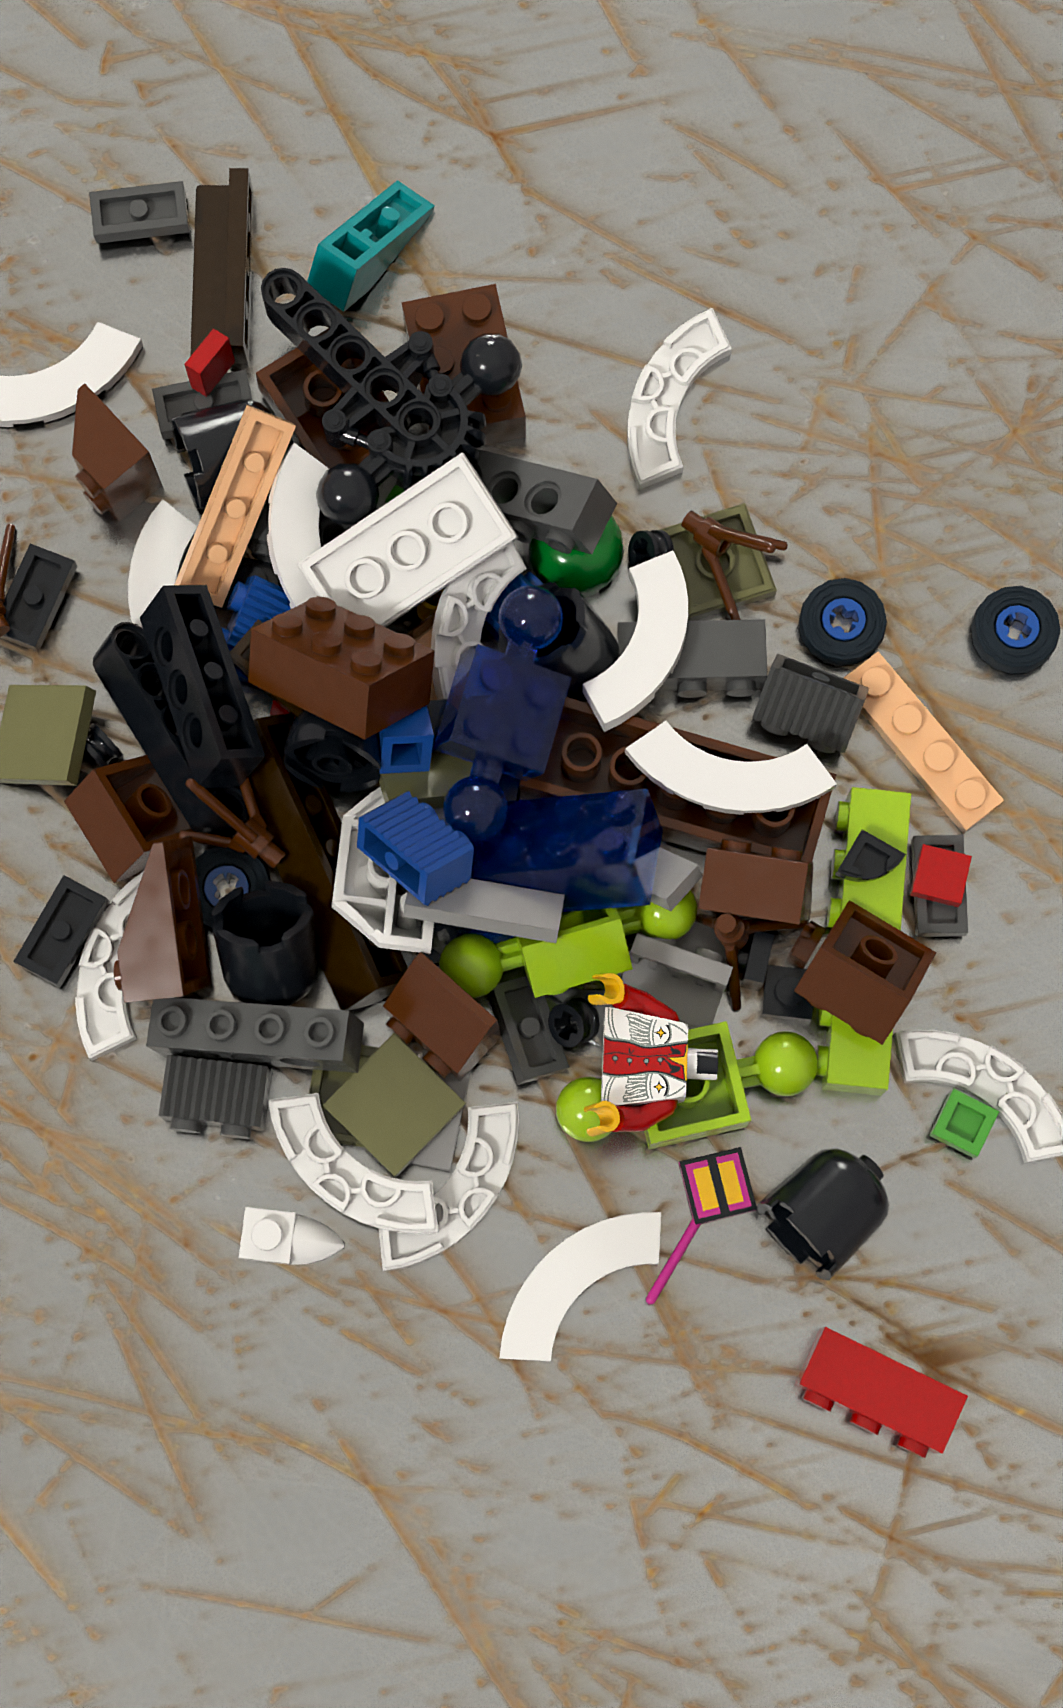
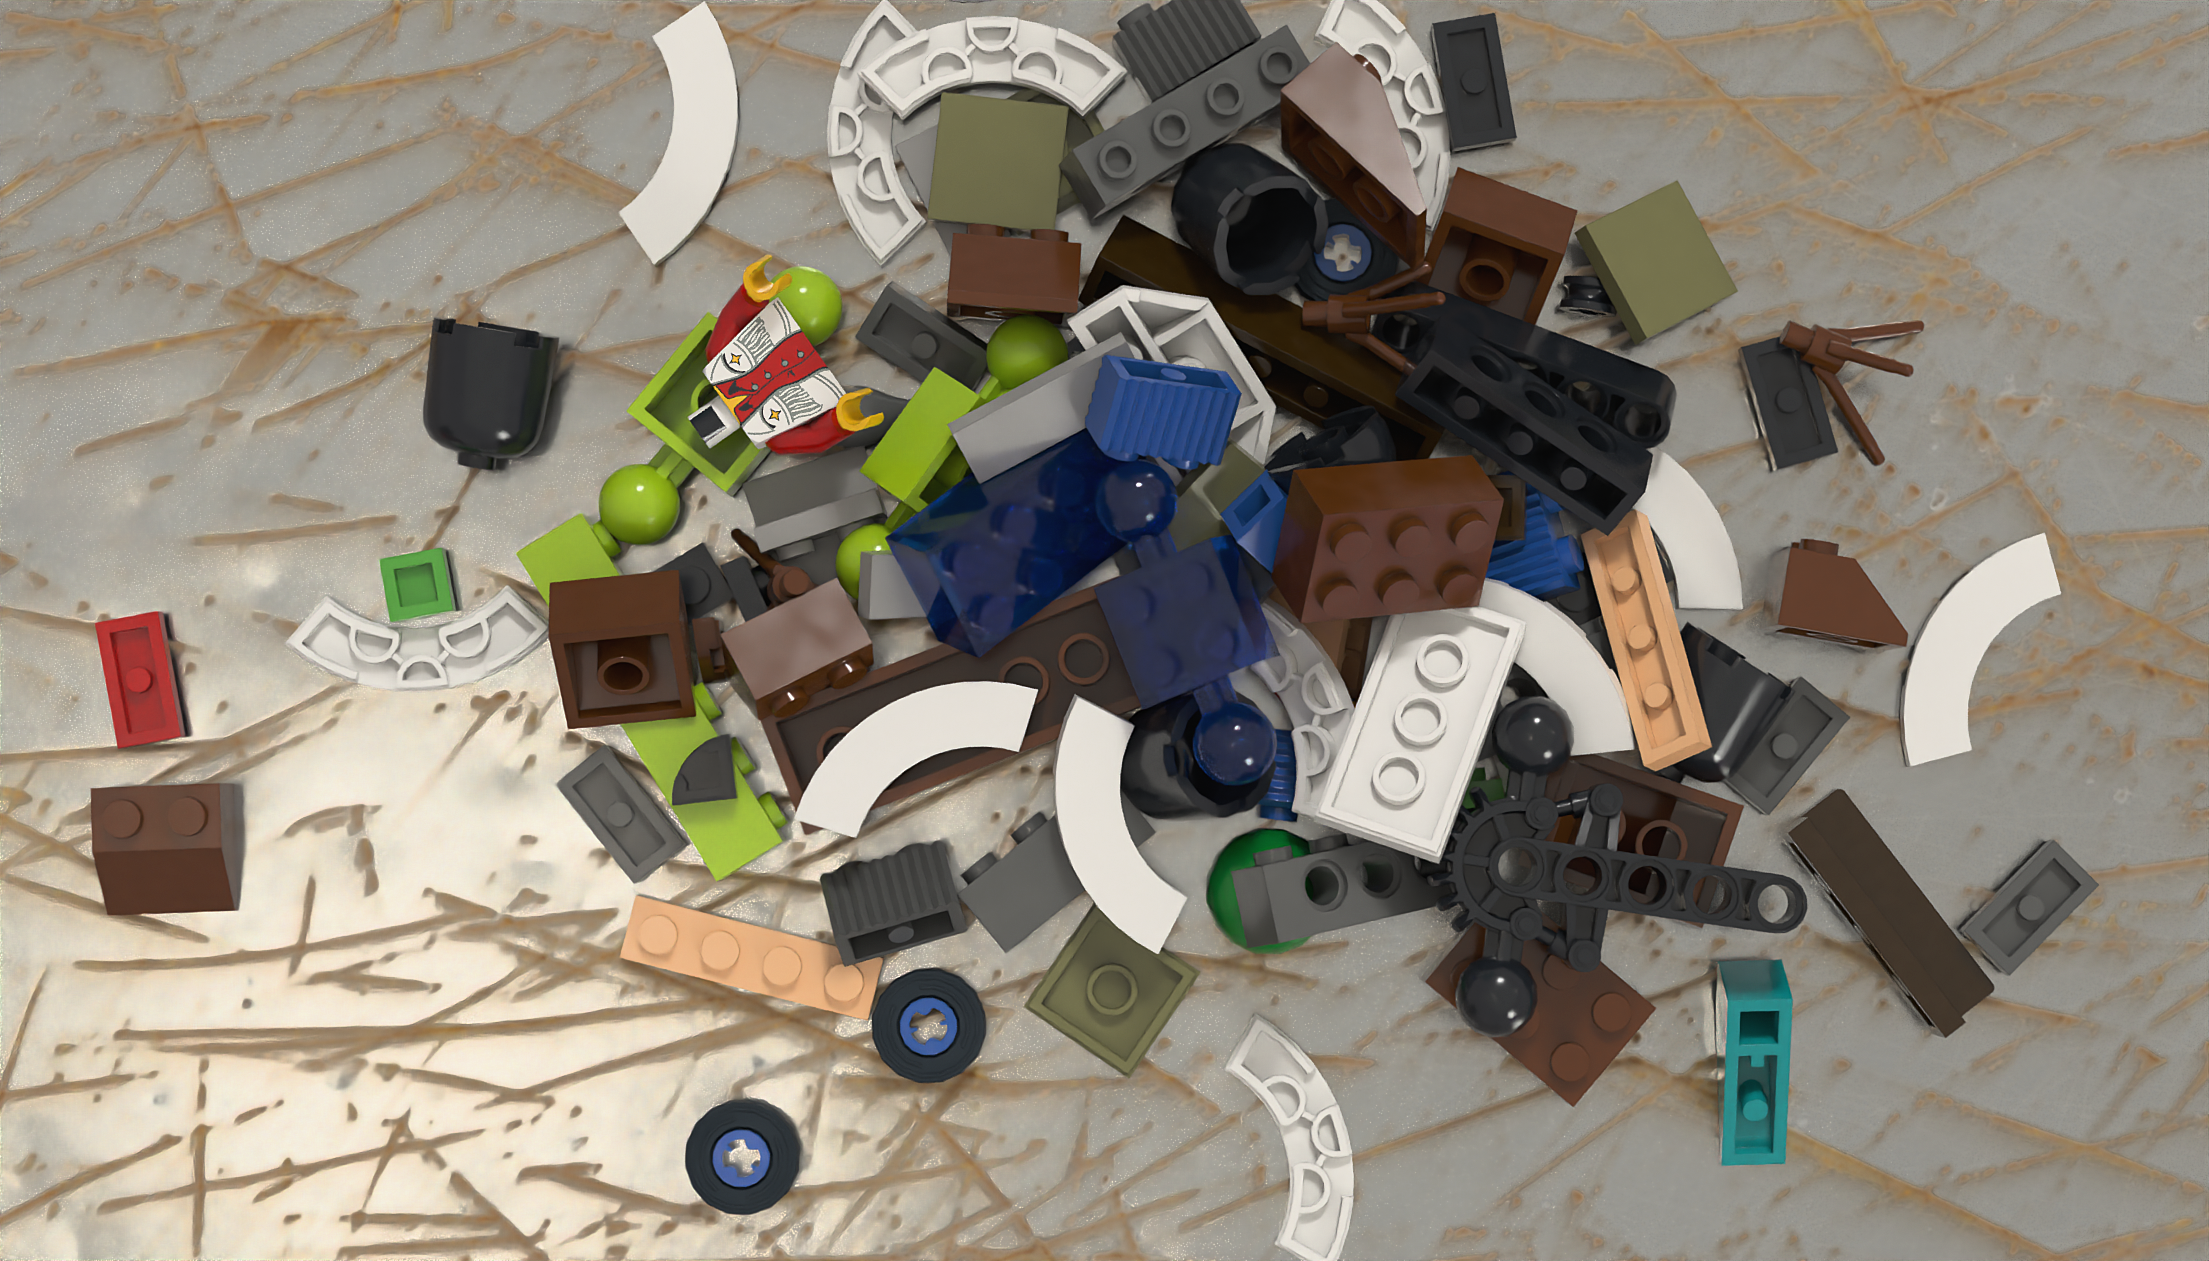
camera: 140 degrees right, 10 degrees up
(209, 362) = (1806, 785): red tile -> none
(582, 1013) = (887, 377): black bush -> none
(648, 545) = (1188, 946): black bush -> none
(715, 1190) = (618, 332): piece -> none
(716, 541) = (1124, 1008): reddish brown plant -> none
(880, 1393) = (307, 251): red brick -> none
(940, 875) = (624, 819): red tile -> none

